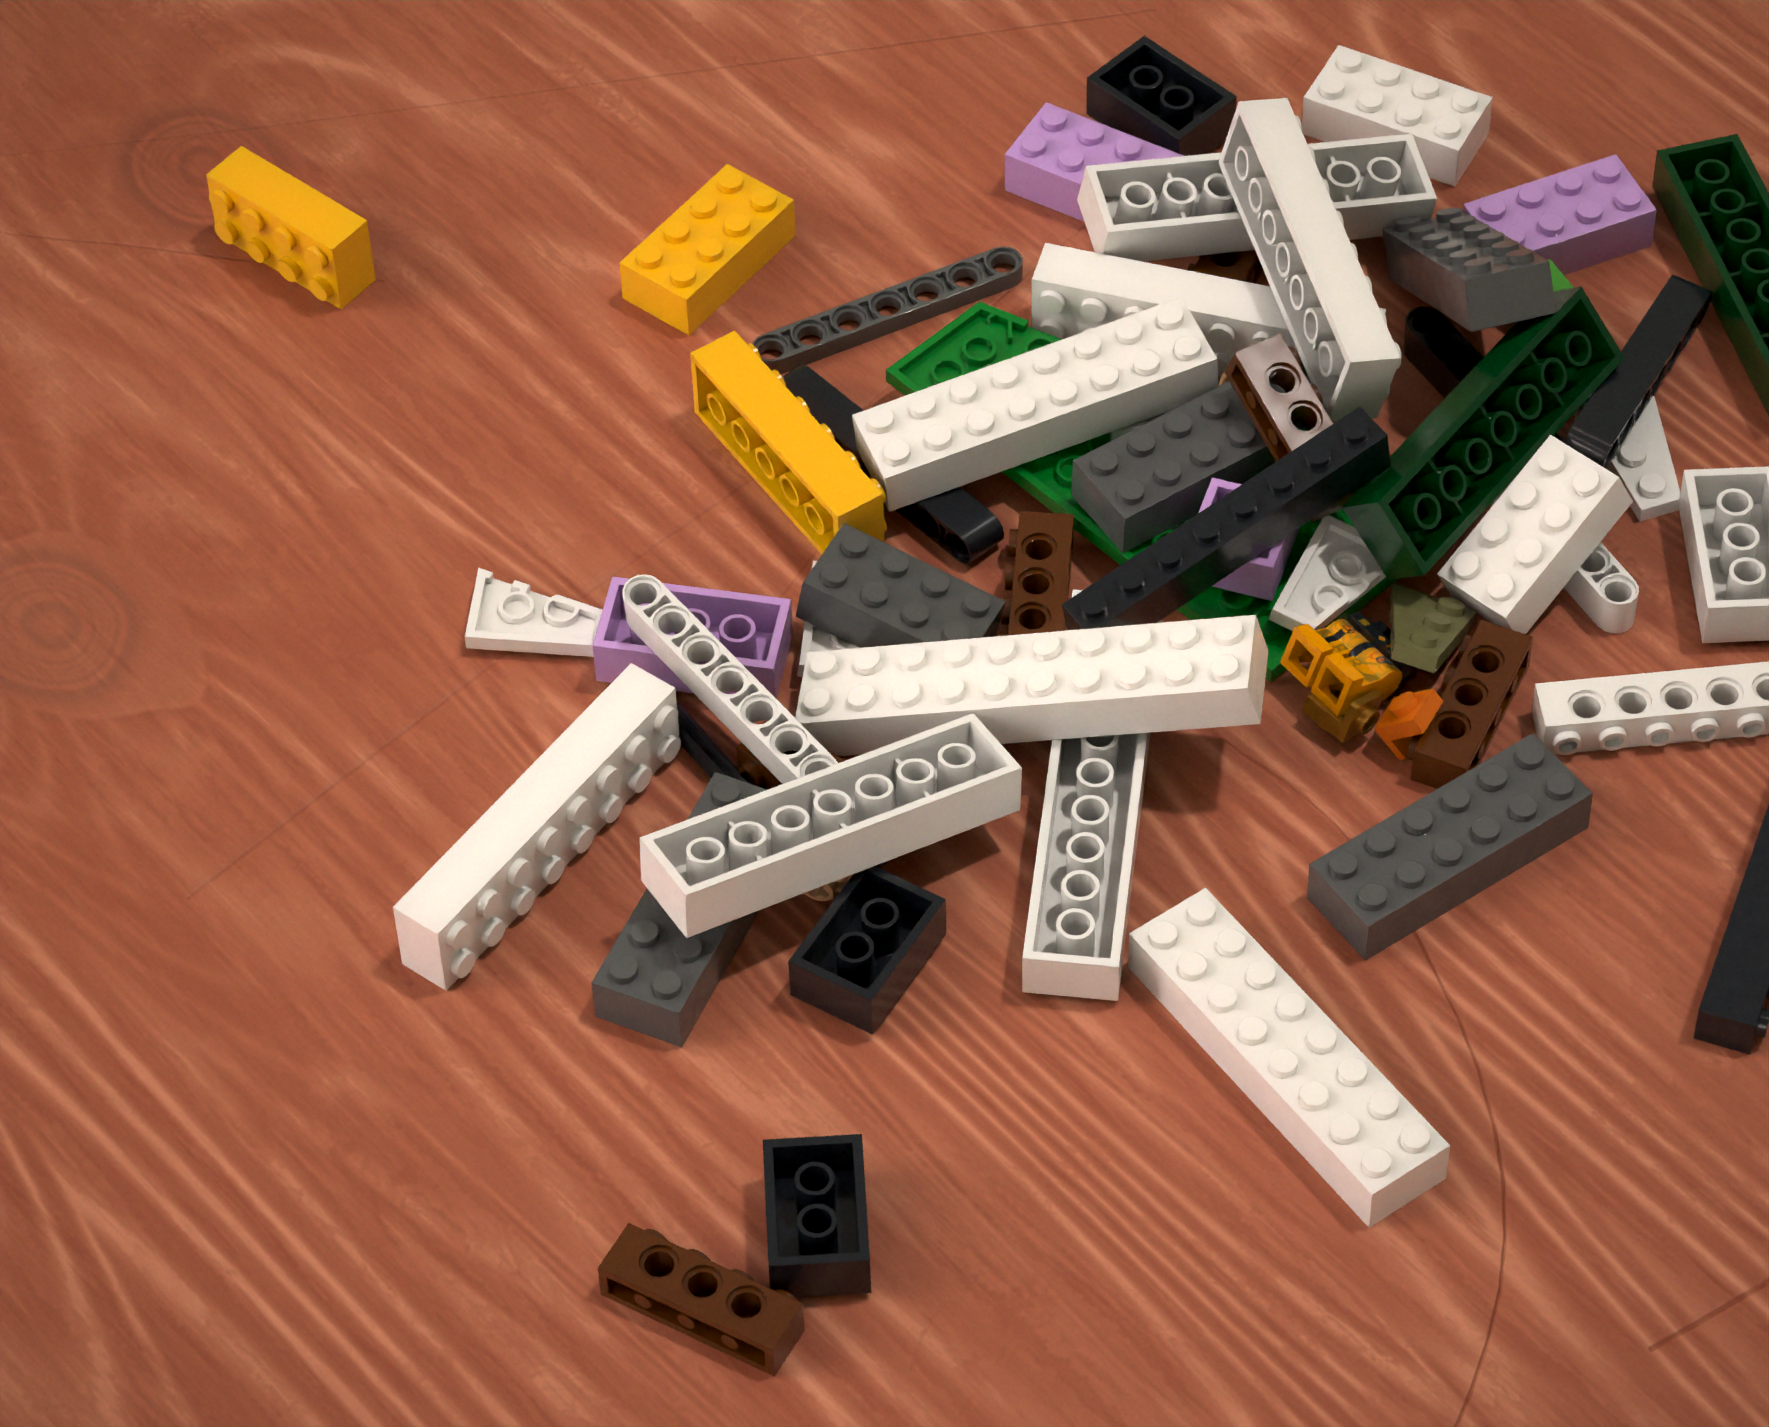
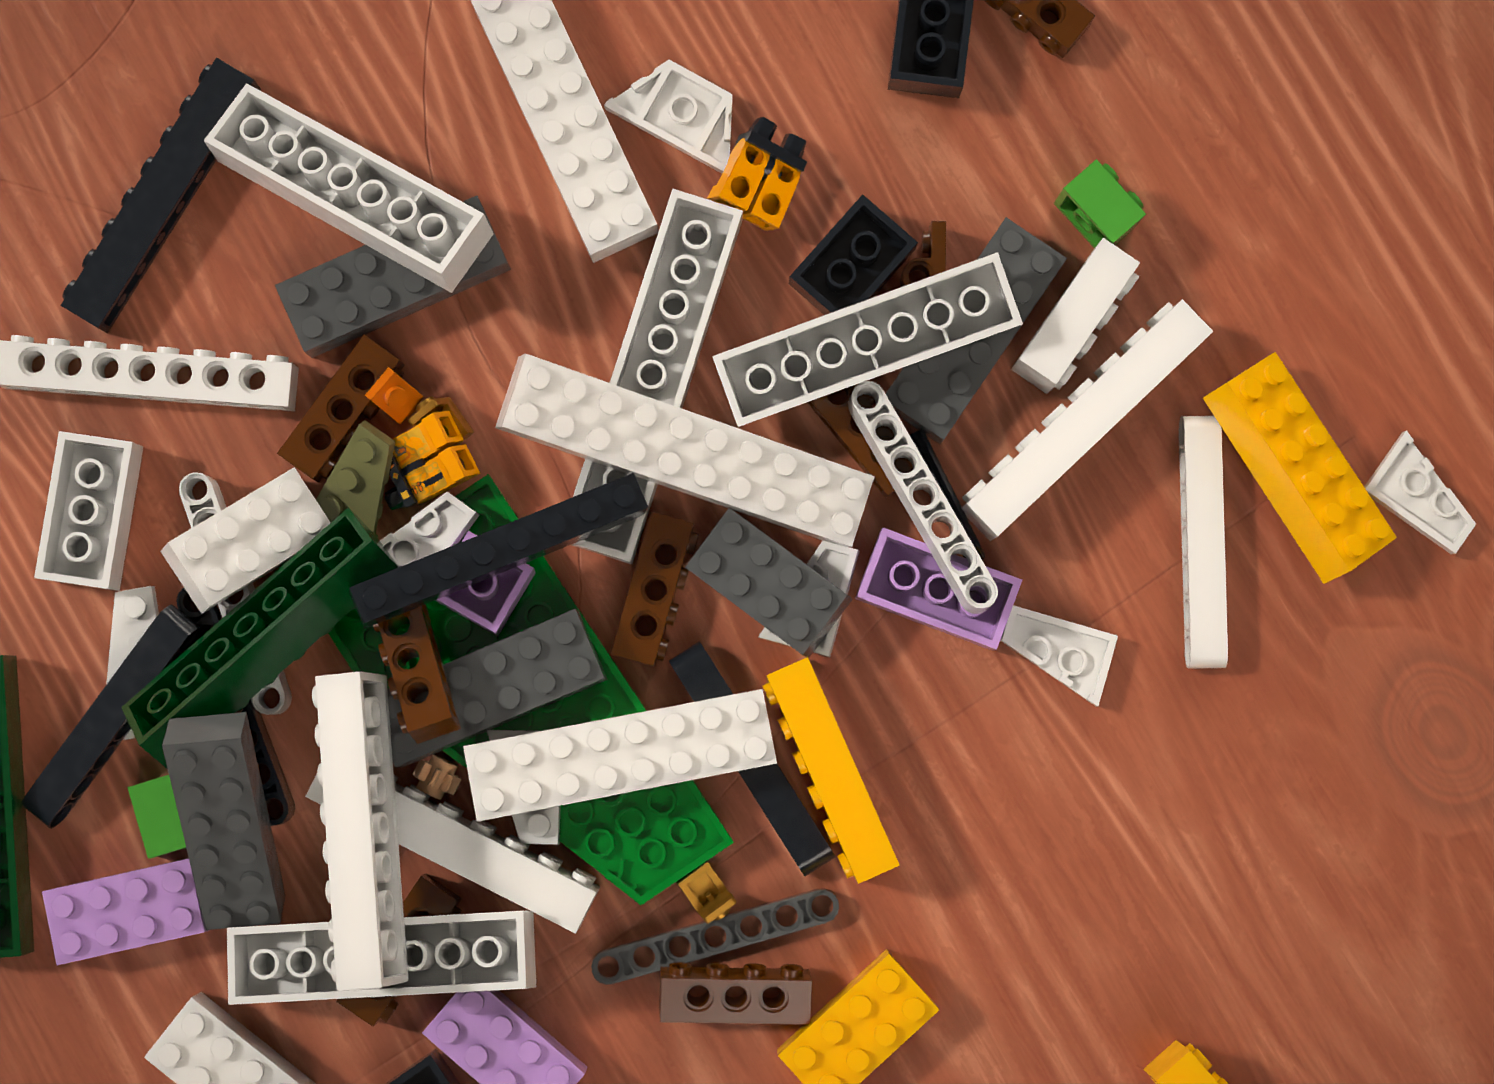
camera: 175 degrees left, 35 degrees up
(102, 837) = (1417, 495): none -> white wing
(262, 823) = (1300, 468): none -> yellow brick
(372, 750) = (1203, 542): none -> white beam
(557, 1050) = (1100, 205): none -> bright green brick
(569, 929) = (1080, 310): none -> white brick
(766, 958) = (935, 245): none -> reddish brown plate
(854, 252) = (789, 1007): none -> reddish brown brick
(898, 332) = (707, 893): none -> pearl gold bracket
(1009, 1022) = (761, 175): none -> light orange hips
(1133, 1088) = (680, 112): none -> white wing
(1533, 889) = (349, 187): none -> white brick

